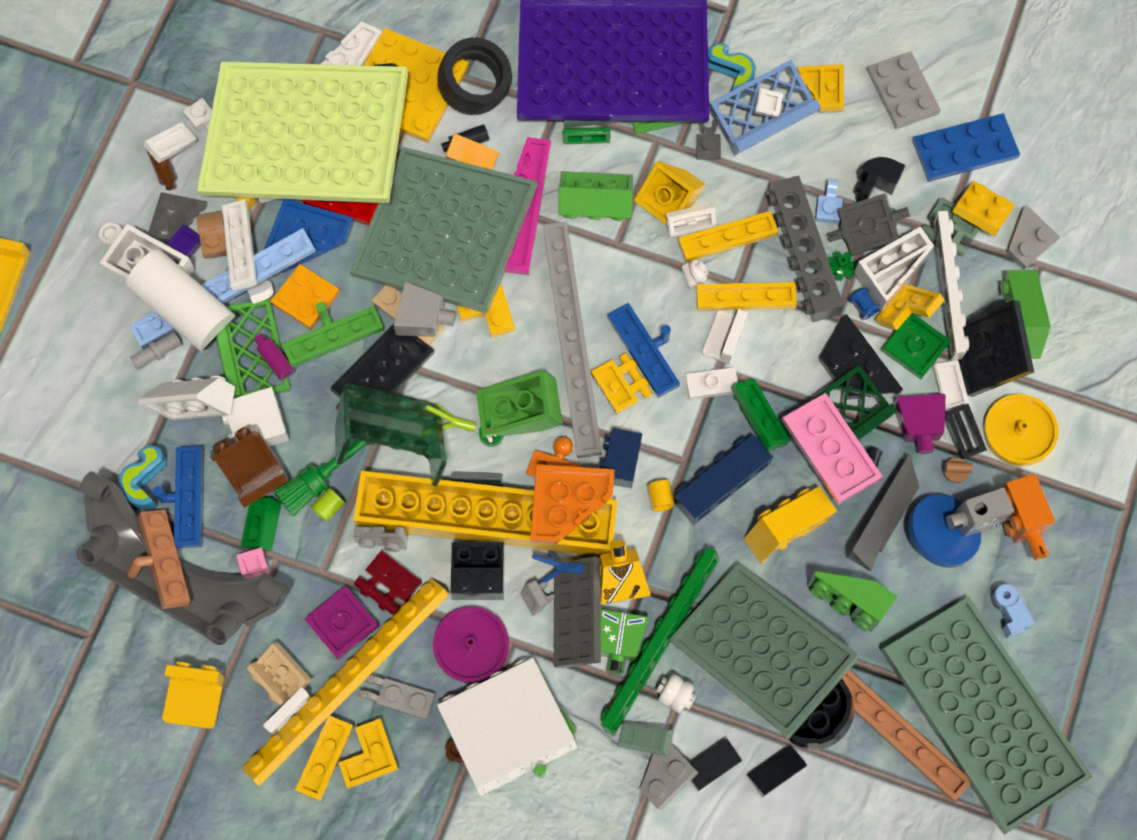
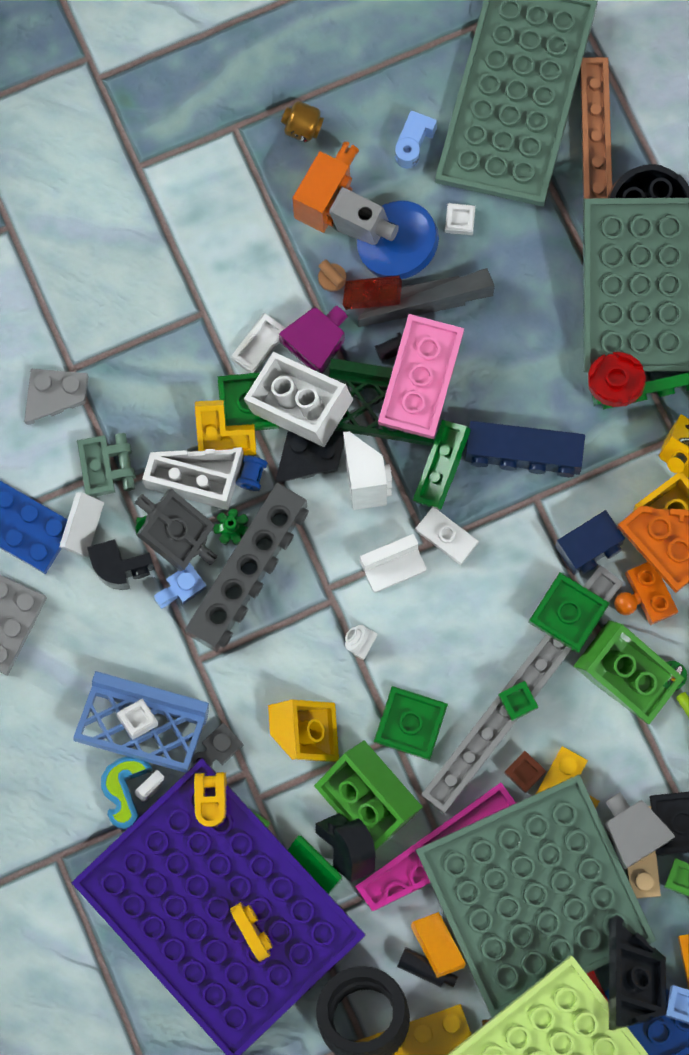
camera: 130 degrees left, 5 degrees up
(339, 229) = (635, 978): none -> black wing
(520, 292) = (525, 772): none -> copper plate
(565, 320) = (518, 701): none -> green plate
(578, 154) = (352, 845): none -> black brick
(581, 55) = (257, 941): none -> yellow plate
(590, 402) = (569, 612): none -> green tile
(615, 258) = (410, 723): none -> green tile
(615, 387) = (528, 598): yellow plate -> none
(644, 349) = (472, 617): blue plate -> none
(660, 495) = (588, 485): yellow beam -> none
(673, 91) = (211, 809): none -> yellow plate
(691, 216) = (314, 688): white tile -> none
(712, 571) = (616, 379): none -> red tile
(721, 82) = (150, 786): none -> white tile
(728, 236) = (298, 643): yellow plate -> none
(746, 296) = (340, 577): yellow plate -> none
(789, 522) = (511, 360): yellow wedge -> none
(800, 355) = (366, 473): none -> white slope
(825, 85) = (63, 693): yellow wing -> none
(858, 598) = (524, 256): bright green slope -> none
(887, 360) = (298, 399): none -> white brick
(921, 481) = (372, 292): none -> clear red plate
(923, 590) = (460, 219): none -> white tile
(925, 180) = (81, 524): none -> white tile
(952, 295) = (164, 420): white plate -> none
(973, 428) = (283, 316): black tile -> none
(984, 208) = (64, 451): yellow plate -> none
(996, 349) = (202, 327): black plate -> none
(1020, 430) = (245, 258): yellow piece -> none
(1026, 288) = (135, 336): bright green wedge -> none
(1091, 549) = (302, 121): none -> pearl gold head

